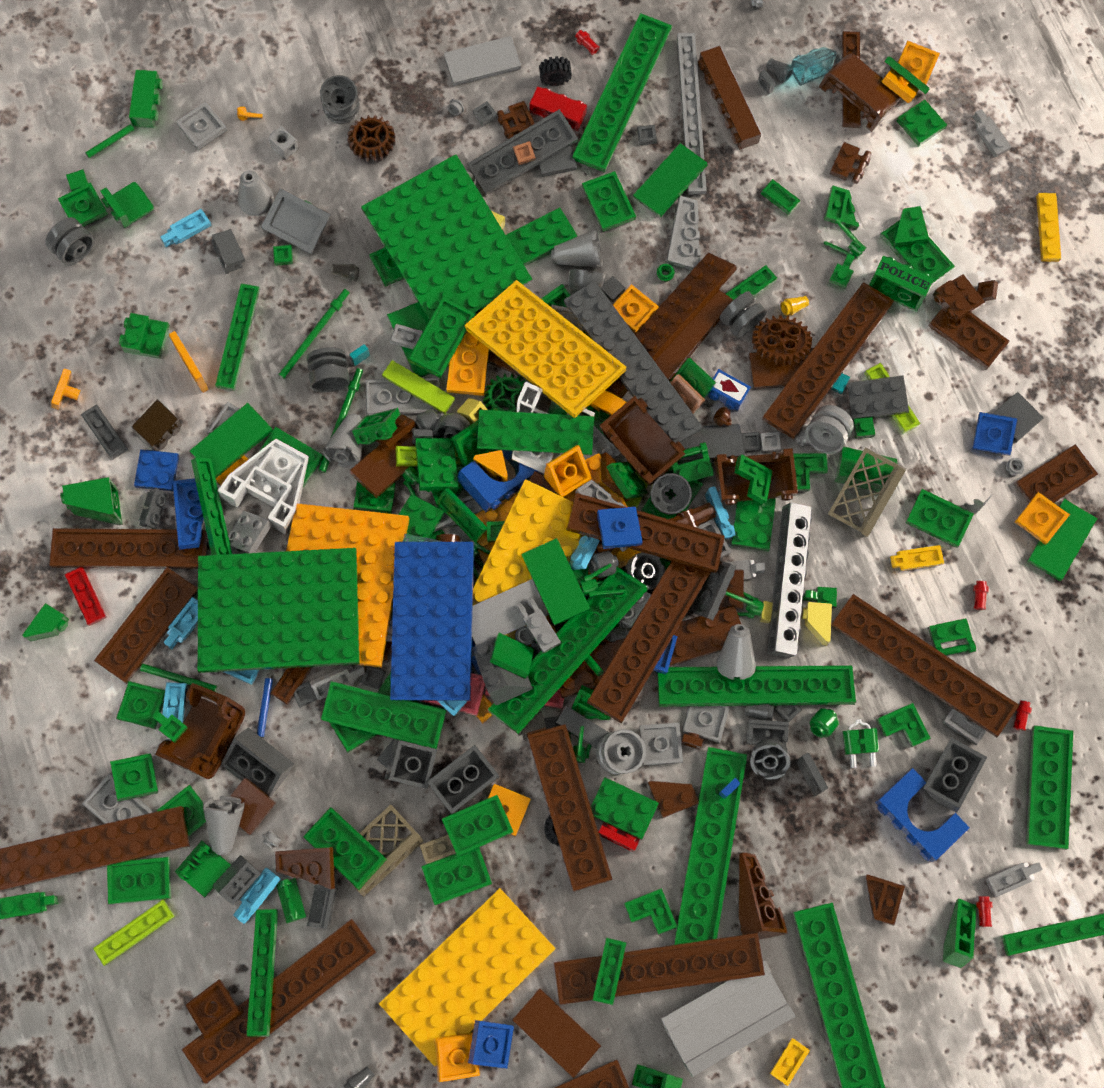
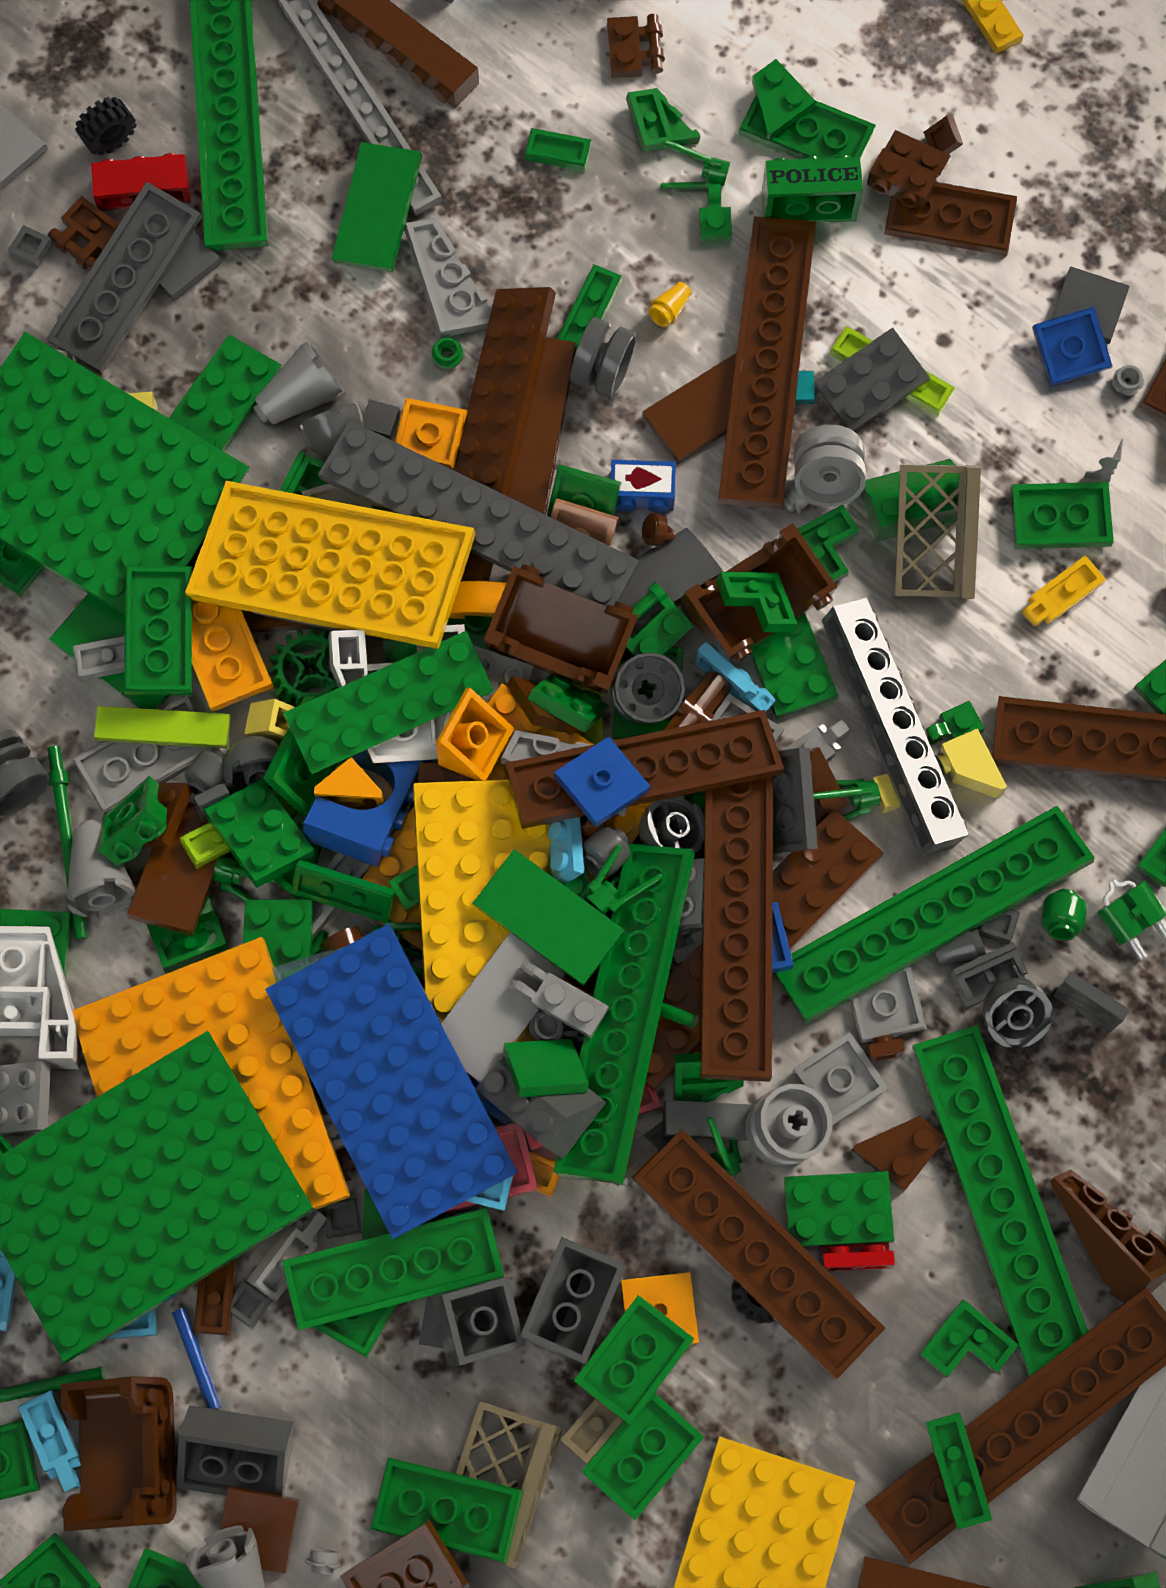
camera: 25 degrees left, 0 degrees up
(171, 727) = (67, 1473): green plate -> none
(359, 355) = (40, 724): teal tile -> none
(524, 153) = (128, 277): nougat tile -> none
(584, 39) = (122, 54): red animal -> none
(608, 201) = (299, 287): green plate -> none
(646, 134) = (301, 155): dark grey tile -> none
(729, 788) = (982, 1091): blue tile -> none
(737, 654) = (881, 880): light grey cone -> none
(751, 442) = (721, 545): dark grey tile -> none
(770, 442) = (749, 531): light grey plate -> none
(781, 340) = (682, 367): reddish brown gear -> none
(864, 427) = (876, 437): green plate -> none

